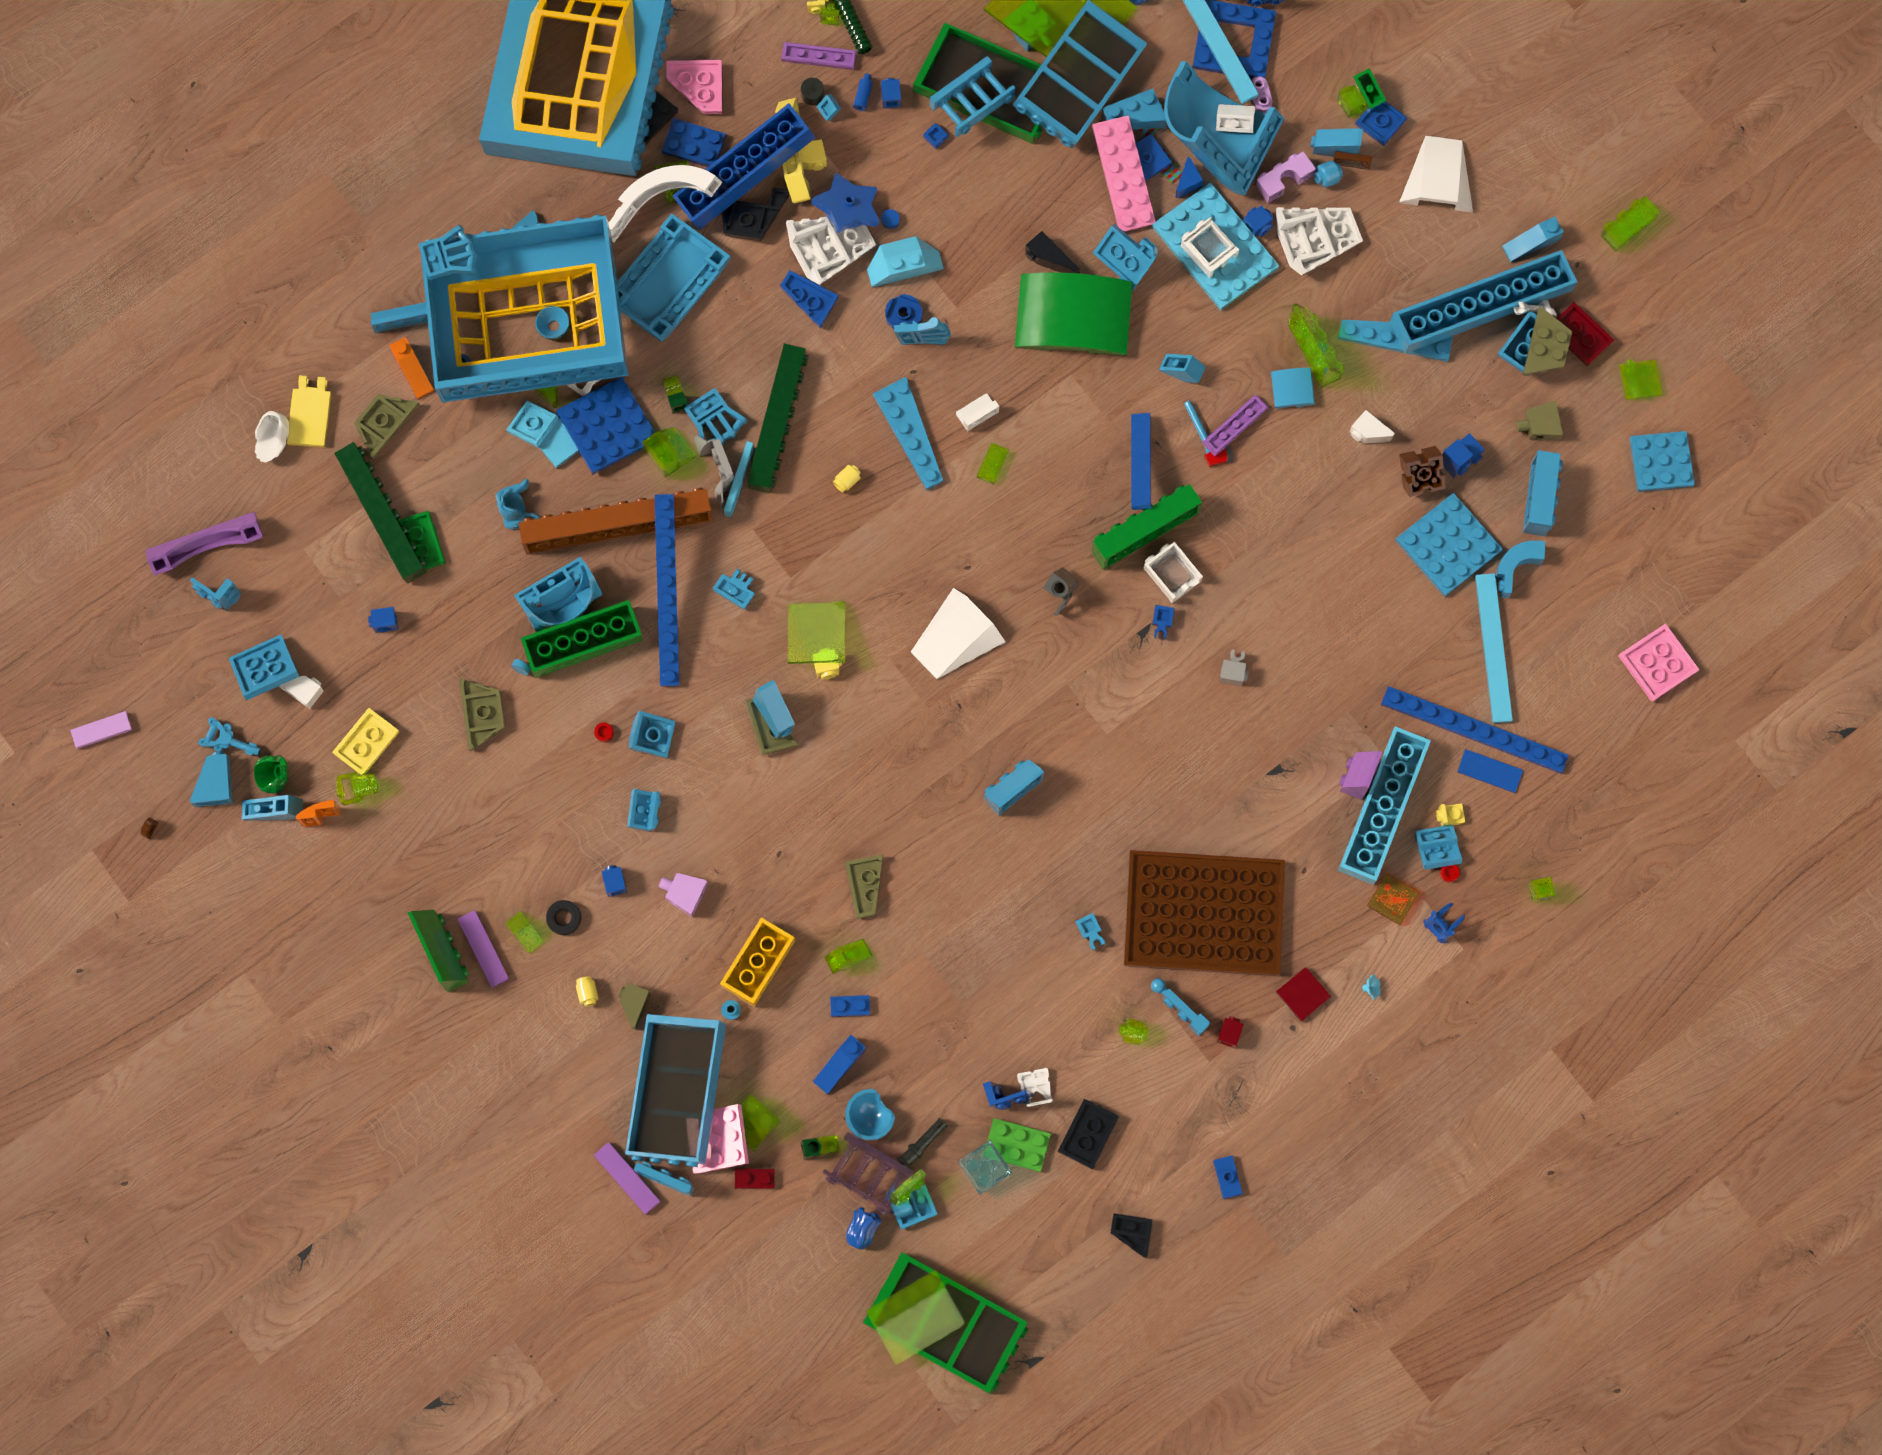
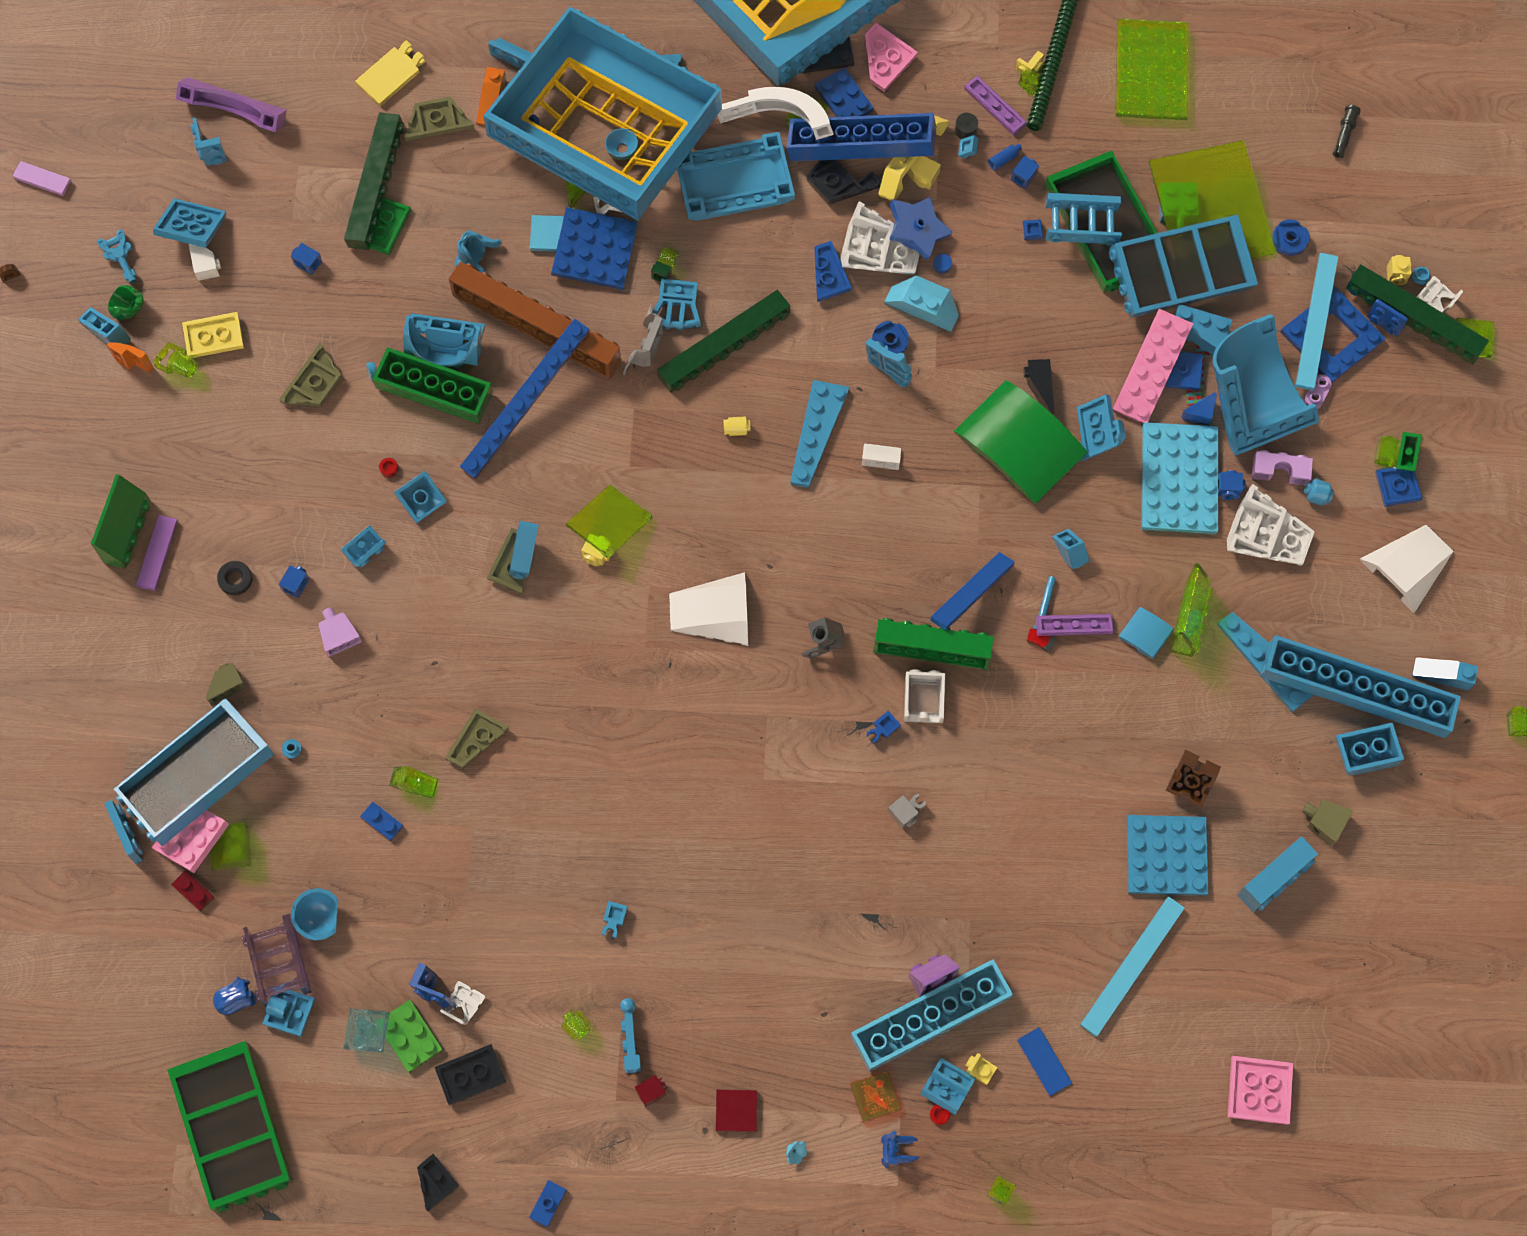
camera: 40 degrees right, 5 degrees down
(214, 782) = (82, 276): dark azure slope -> none
(271, 435) = (348, 66): white hair -> none
(436, 258) = (568, 28): dark azure plate -> none
(524, 932) = (196, 565): clear neon green slope -> none
(532, 424) = (541, 204): medium azure tile -> none
(587, 991) = (200, 645): light yellow brick -> none
(627, 1178) = (100, 820): medium lavender tile -> none
(668, 450) = (621, 300): clear neon green slope -> none
(735, 589) = (580, 440): dark azure hinge -> none
(739, 479) = (653, 363): medium azure tile -> none
(757, 962) = (341, 728): yellow brick -> none
(819, 1146) = (261, 907): leg -> none
(839, 1064) = (333, 858): blue slope -> none
(903, 1193) = (284, 995): clear neon green plate -> none
(915, 1150) = (328, 972): pearl dark grey pin -> none
(915, 1317) = (207, 1099): clear neon green slope -> none
(992, 463) = (858, 504): clear neon green plate -> none
(1013, 786) = (653, 758): dark azure slope -> none
(1204, 912) = (715, 980): reddish brown plate -> none
(1208, 246) = (1171, 471): white window -> none
(1235, 118) = (1279, 393): white panel -> none
(1329, 141) = (1347, 474): dark azure slope -> none
(1352, 160) = (1348, 497): reddish brown tile -> none
(1370, 430) = (1180, 714): white slope -> none
(1461, 455) = (1236, 792): blue brick -> none
(1474, 730) = (1060, 1019): blue plate -> none
(1523, 308) = (1408, 732): white brick -> none
(1523, 553) = (1214, 908): dark azure arch -> none
(1547, 345) = (1383, 760): olive wing -> none
(1587, 337) = (1422, 777): dark red plate -> none
(1640, 379) = (1441, 852): clear neon green hinge -> none
(1661, 461) = (1403, 931): dark azure plate -> none

